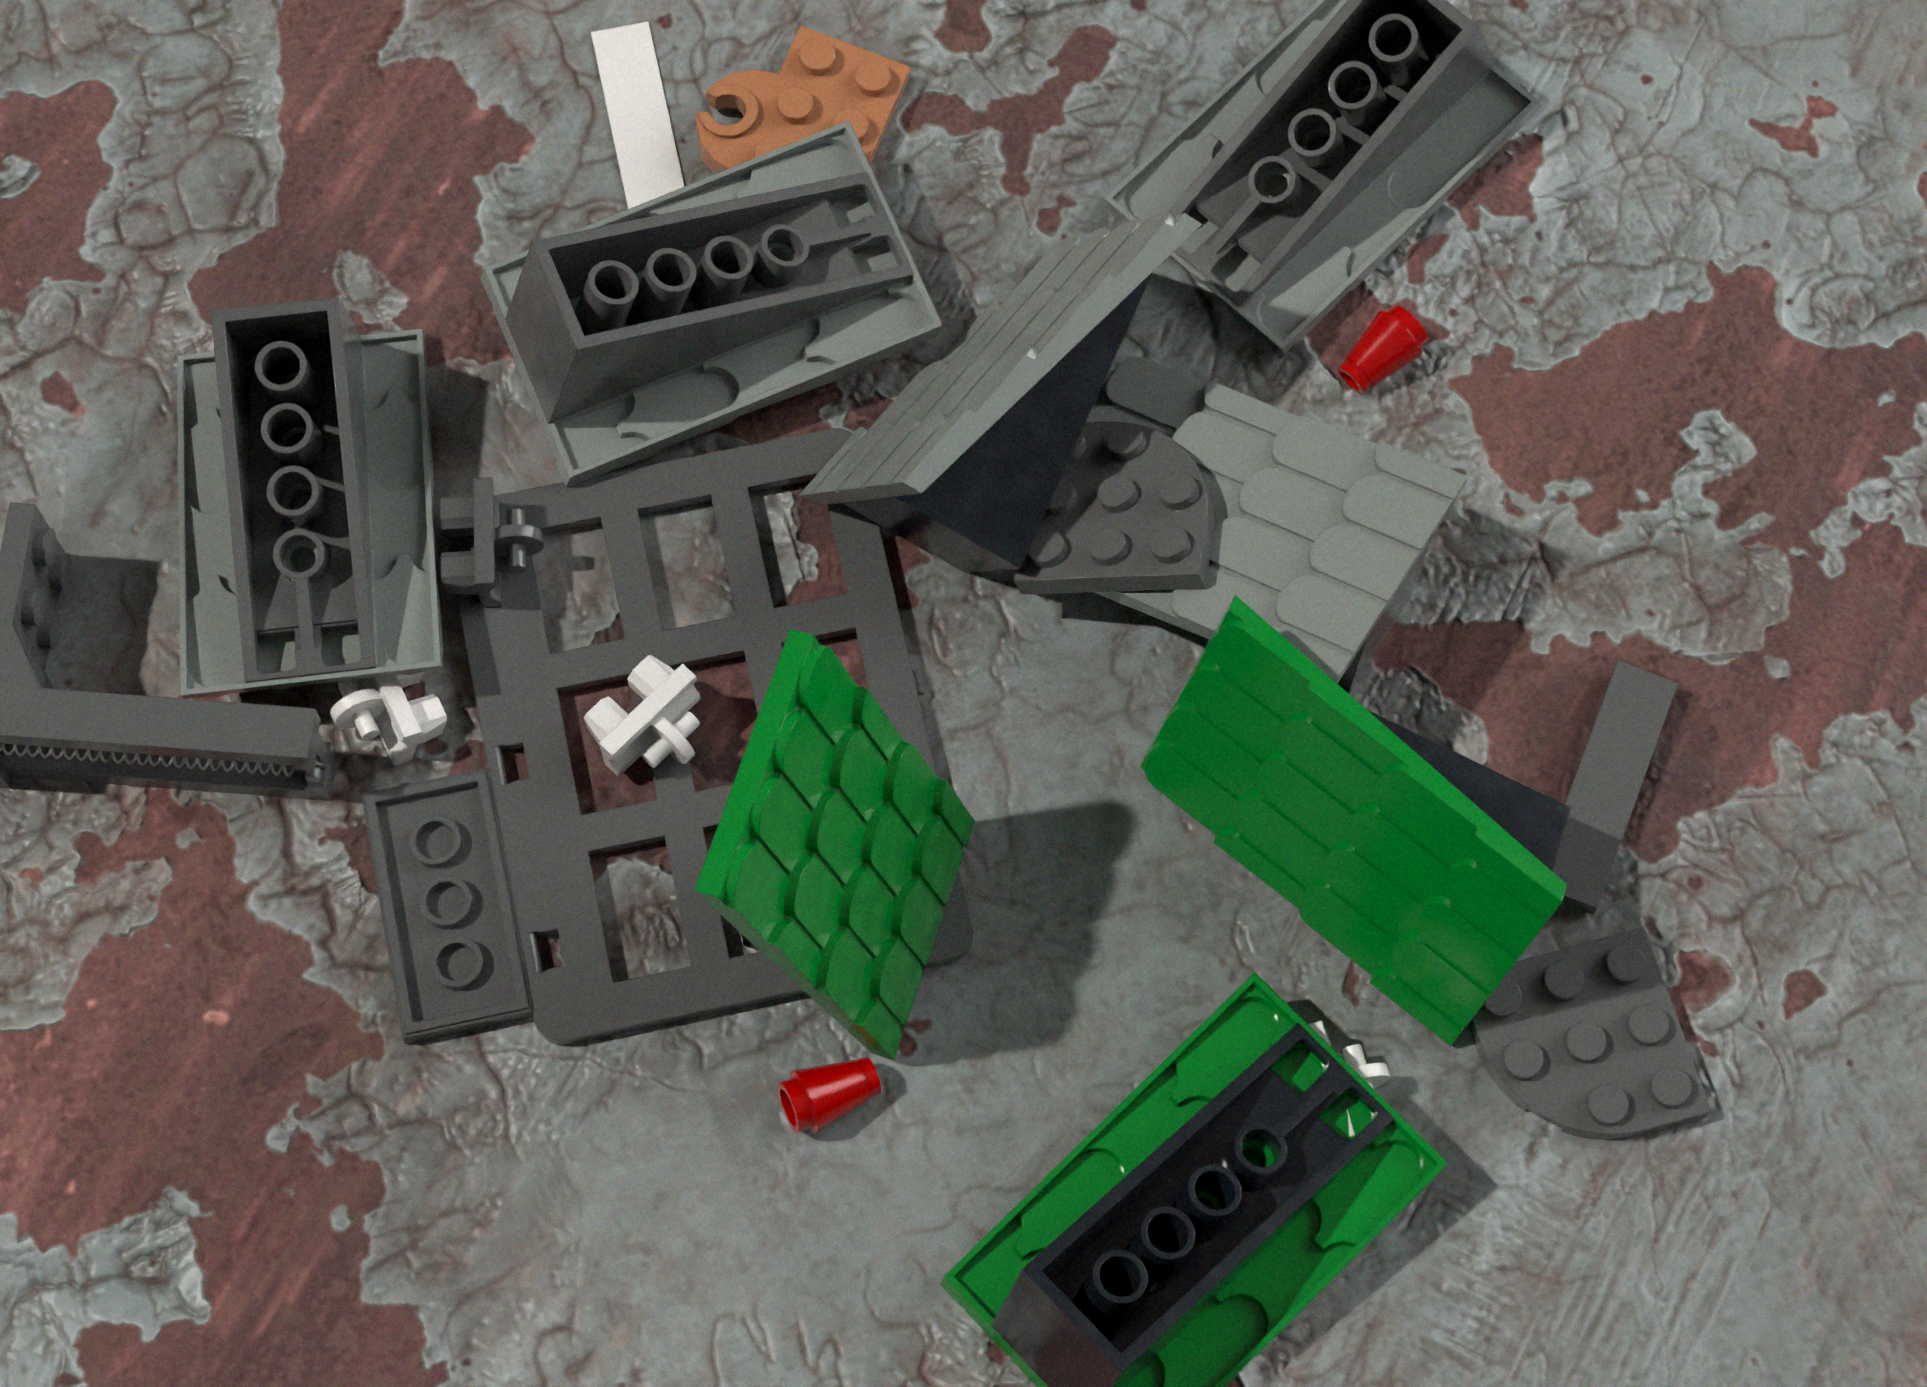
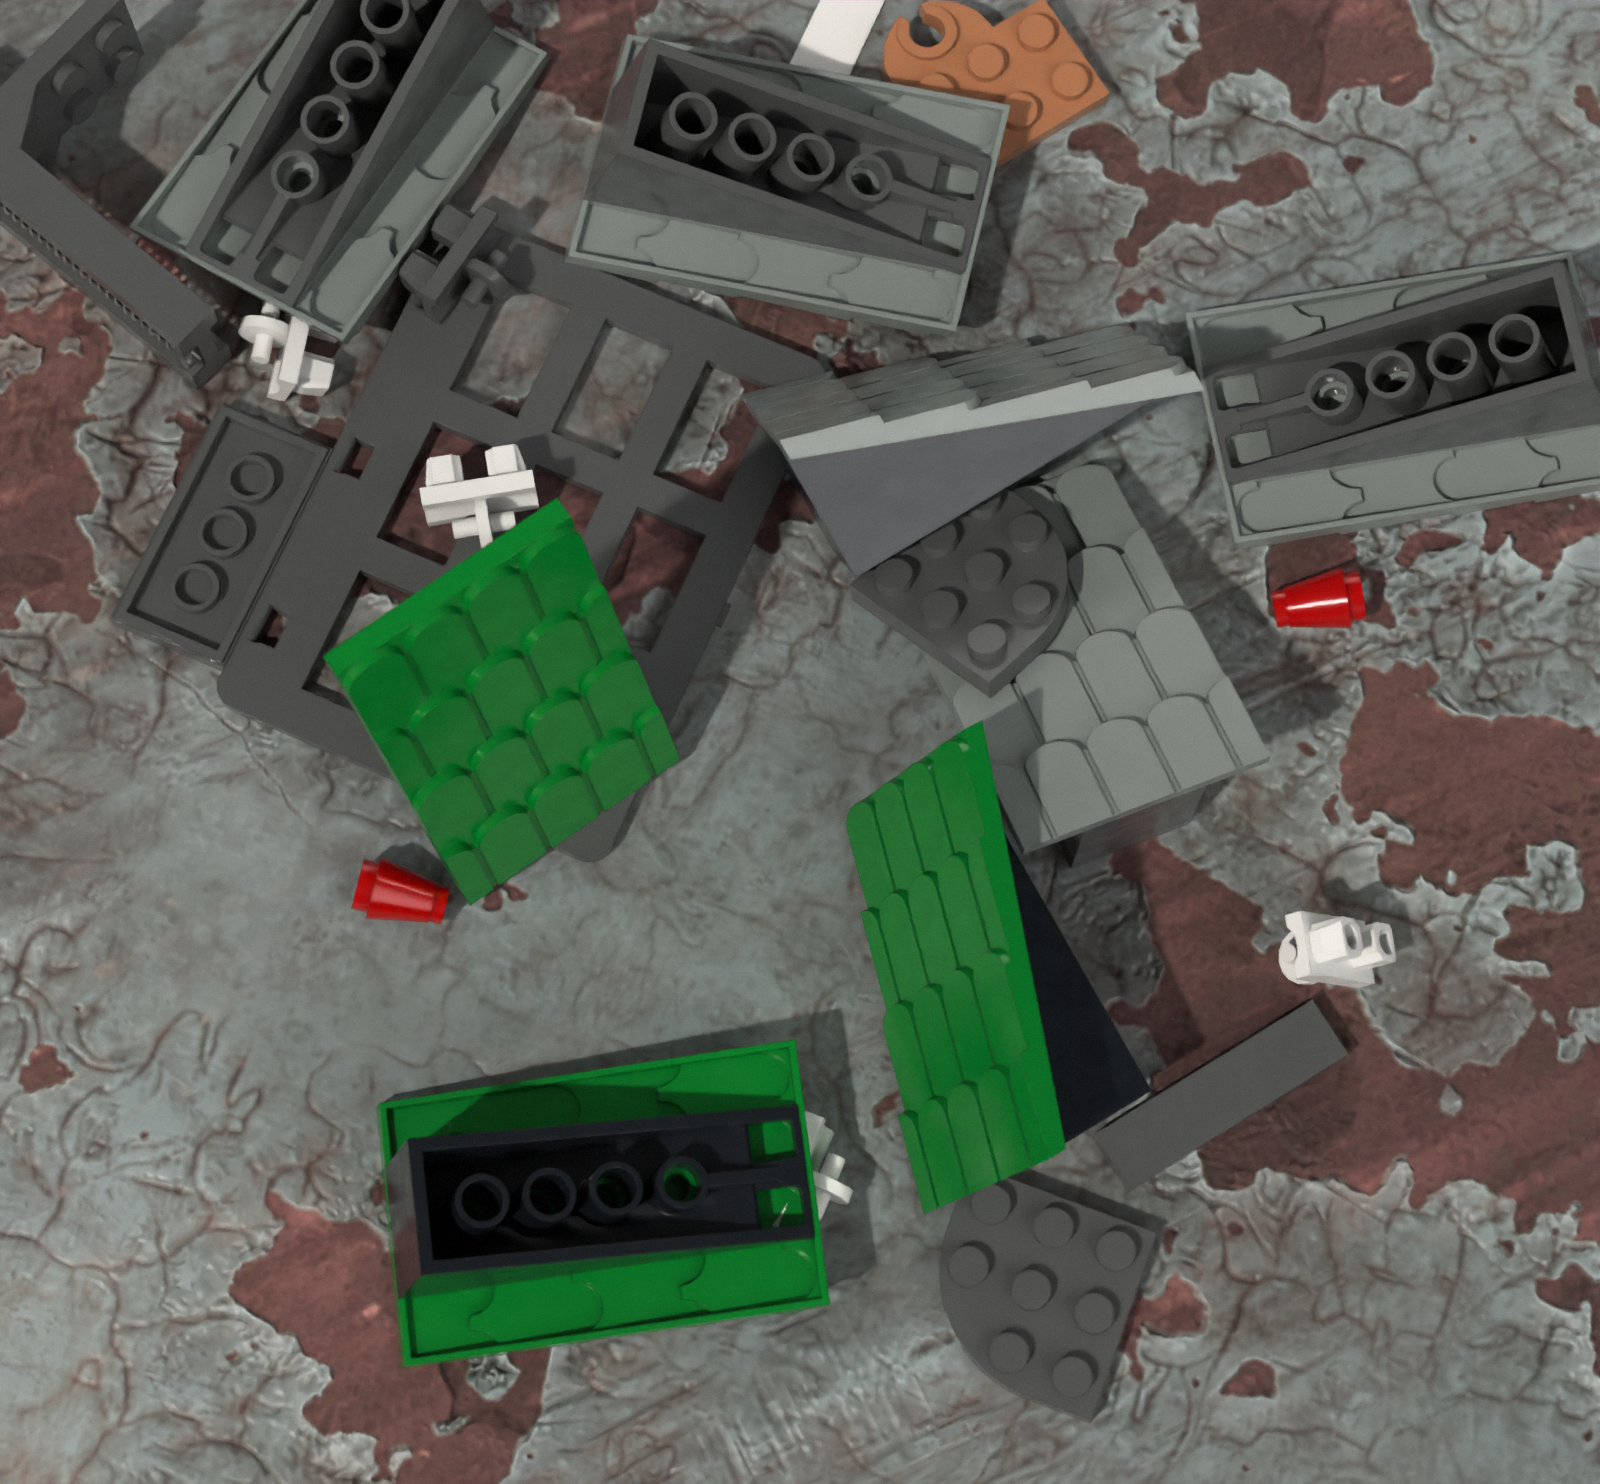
camera: 35 degrees right, 5 degrees up
(1606, 609) = (1334, 949): none -> white hips

